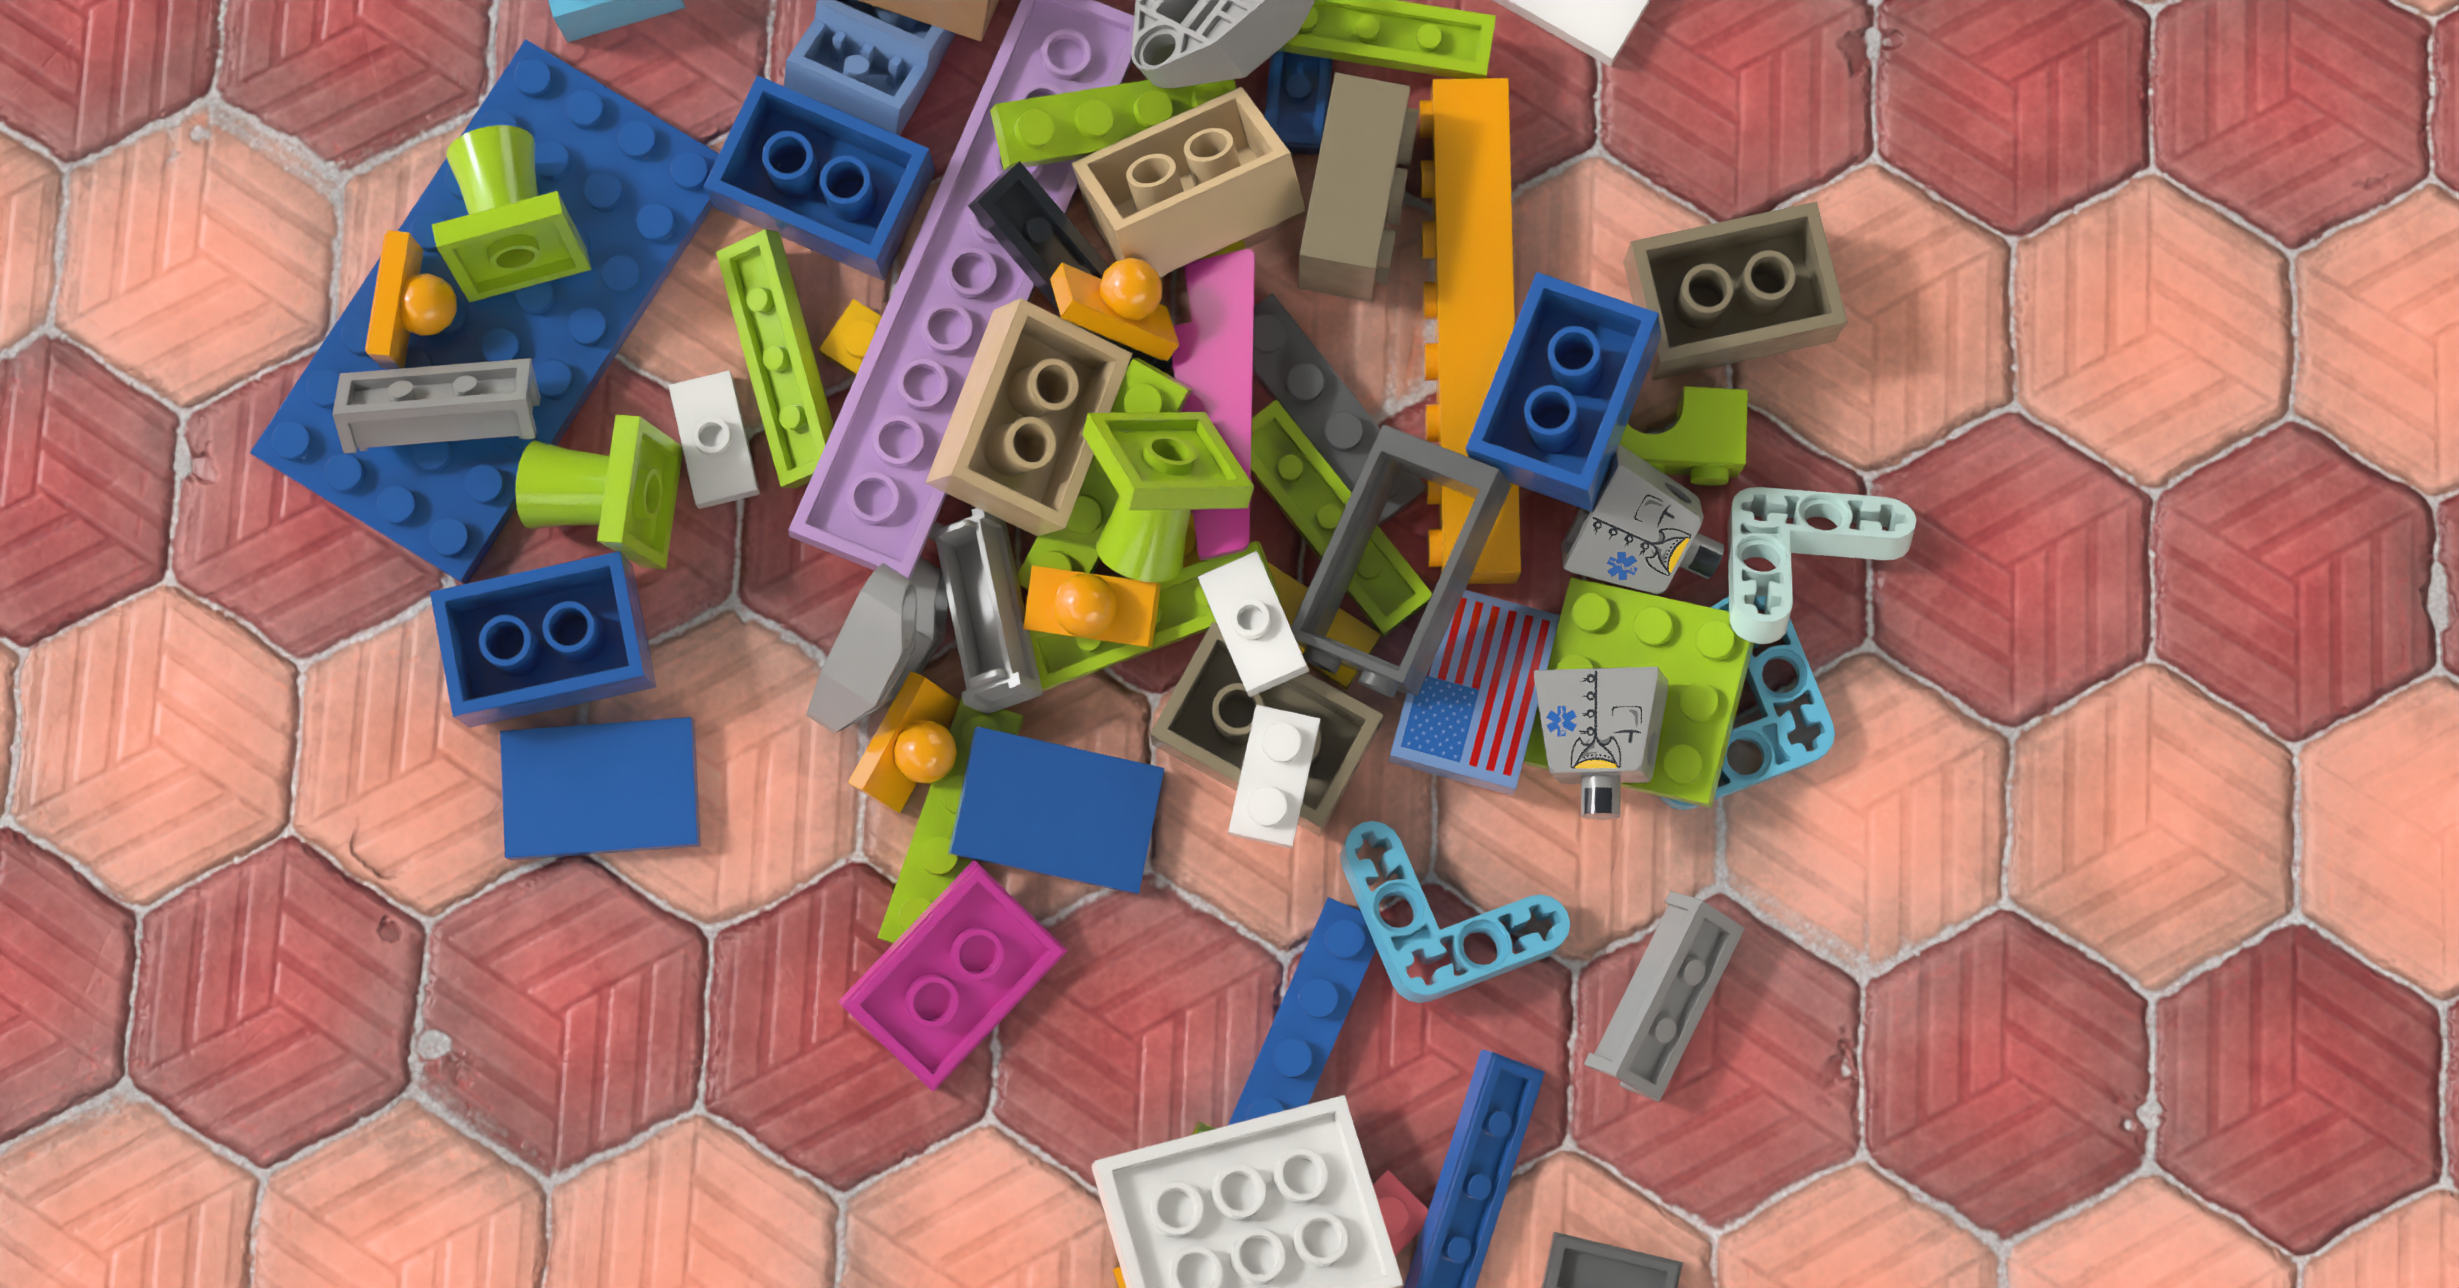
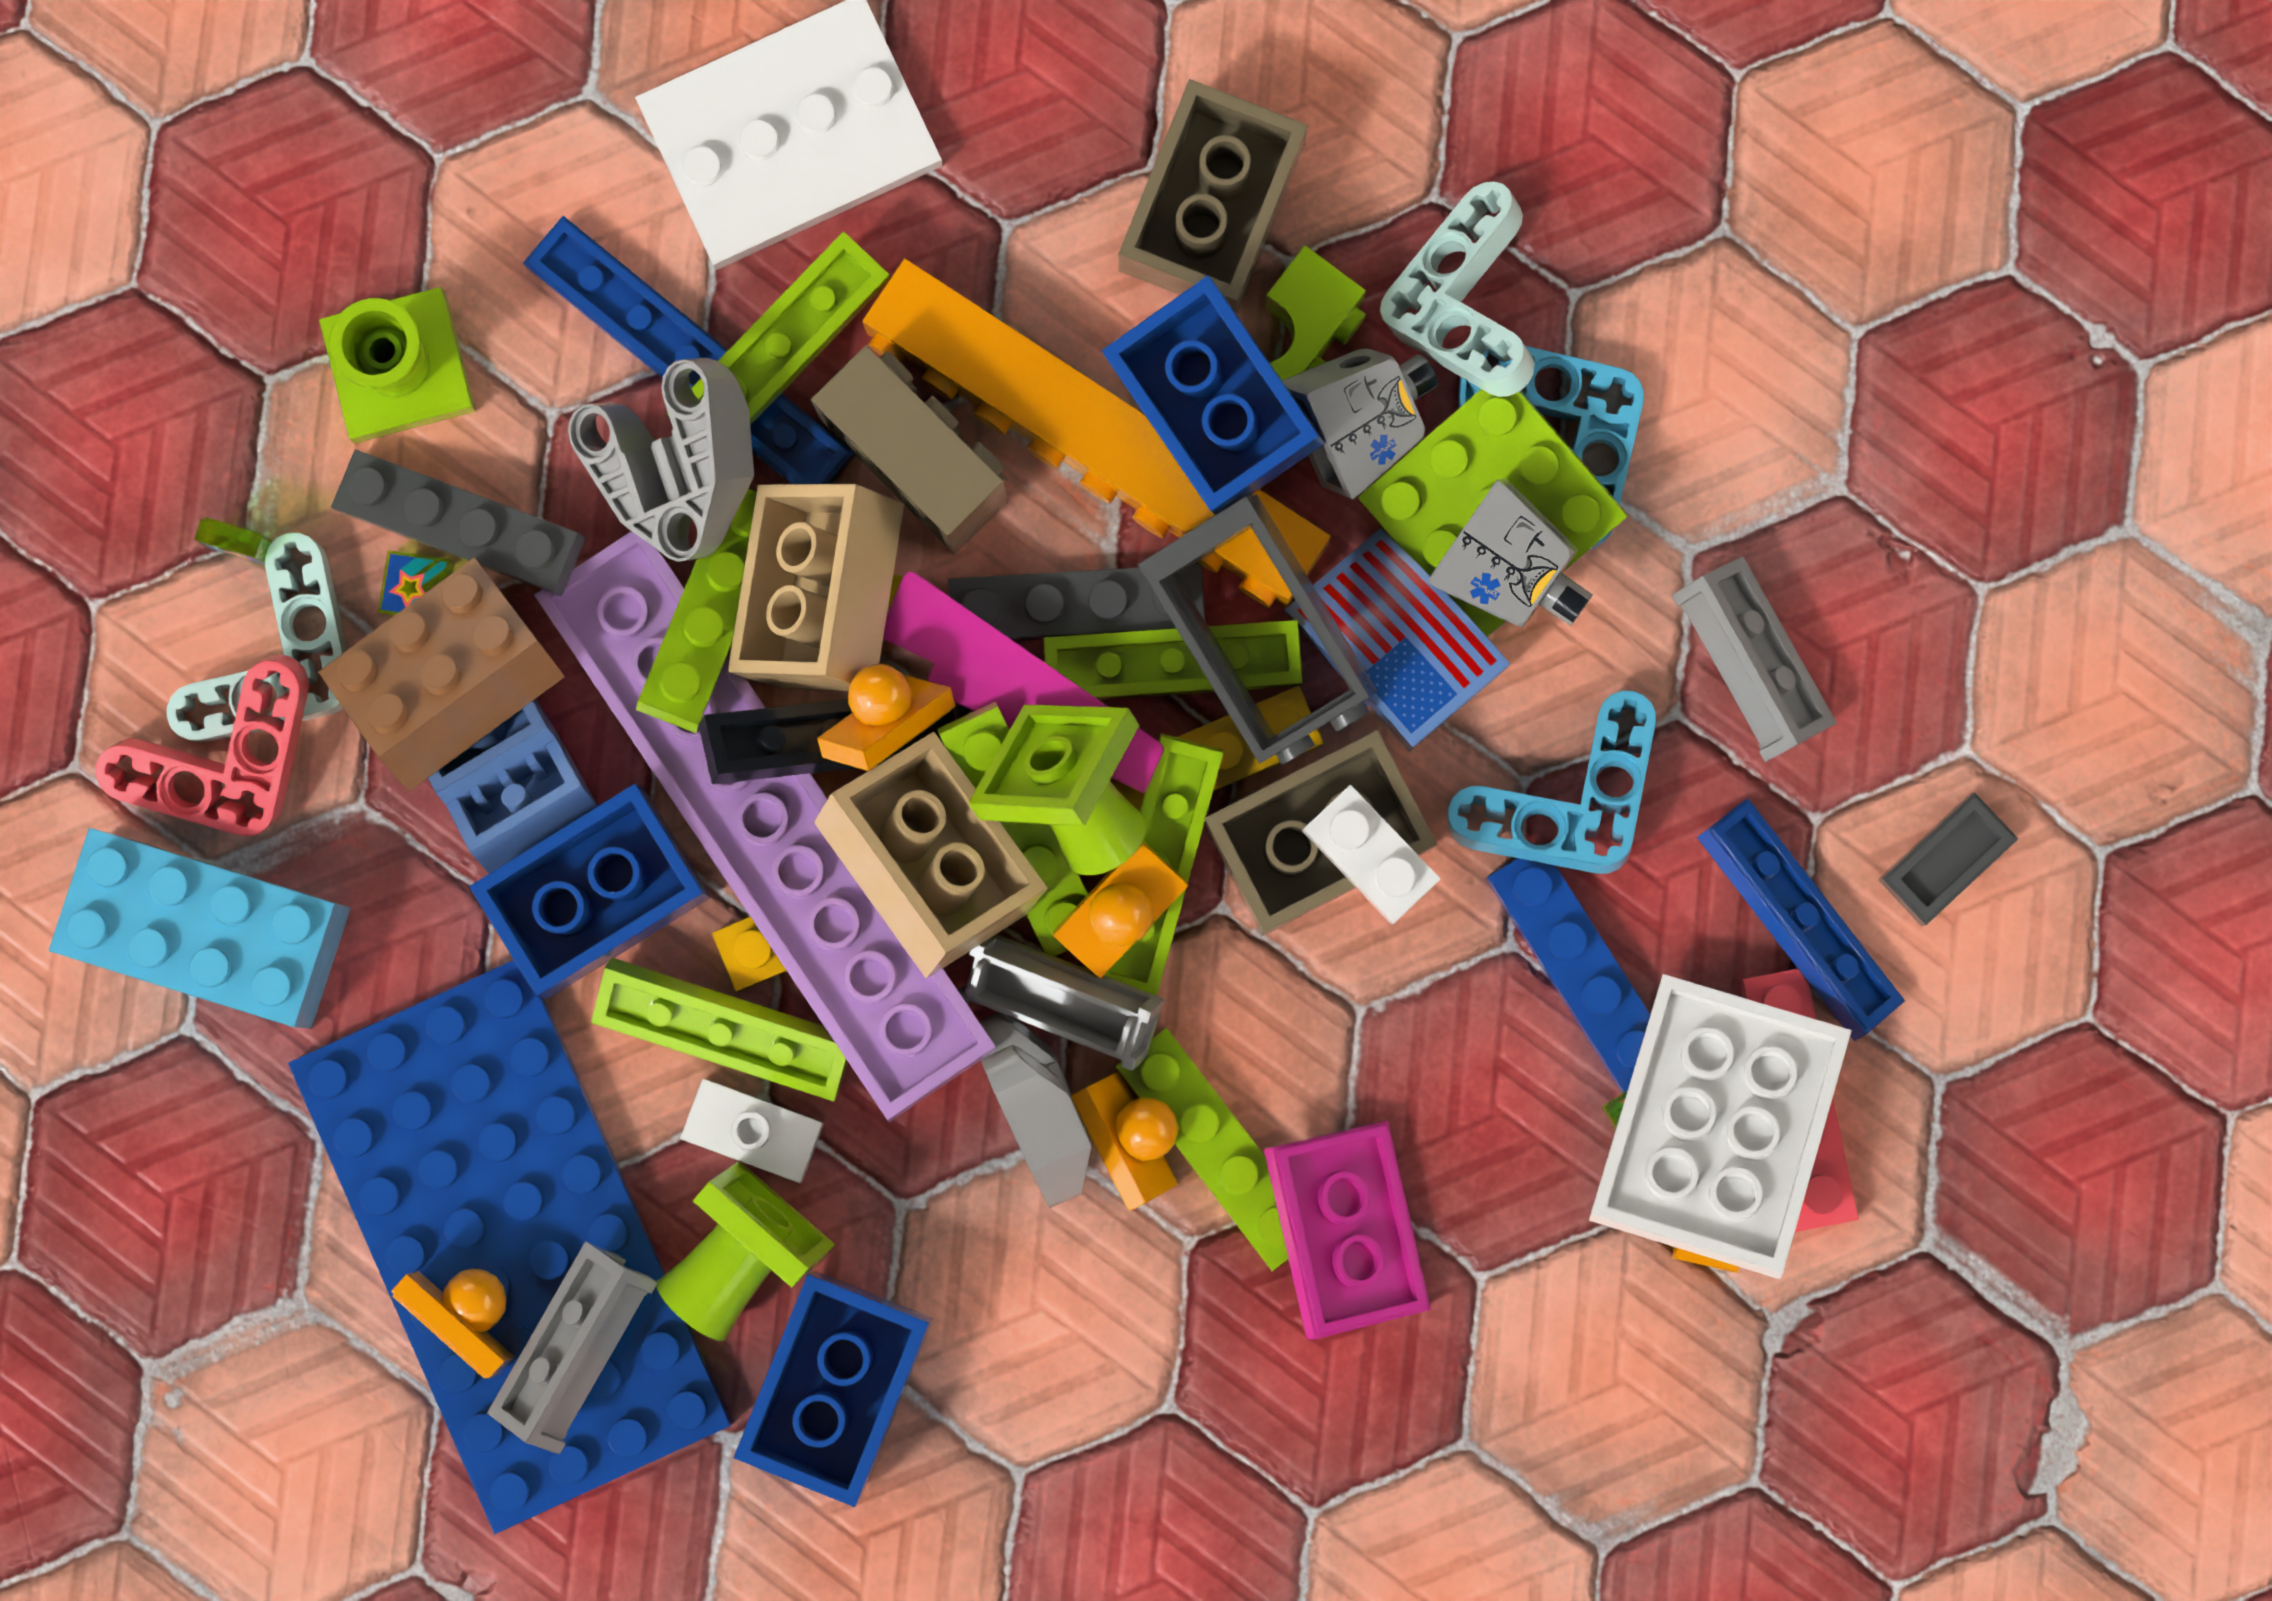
camera: 55 degrees left, 5 degrees up
(509, 230) = (462, 1187): lime plant -> none
(600, 788) = (988, 1422): blue tile -> none
(1056, 810) = (1267, 1053): blue tile -> none
(1253, 624) = (1232, 785): white plate -> none

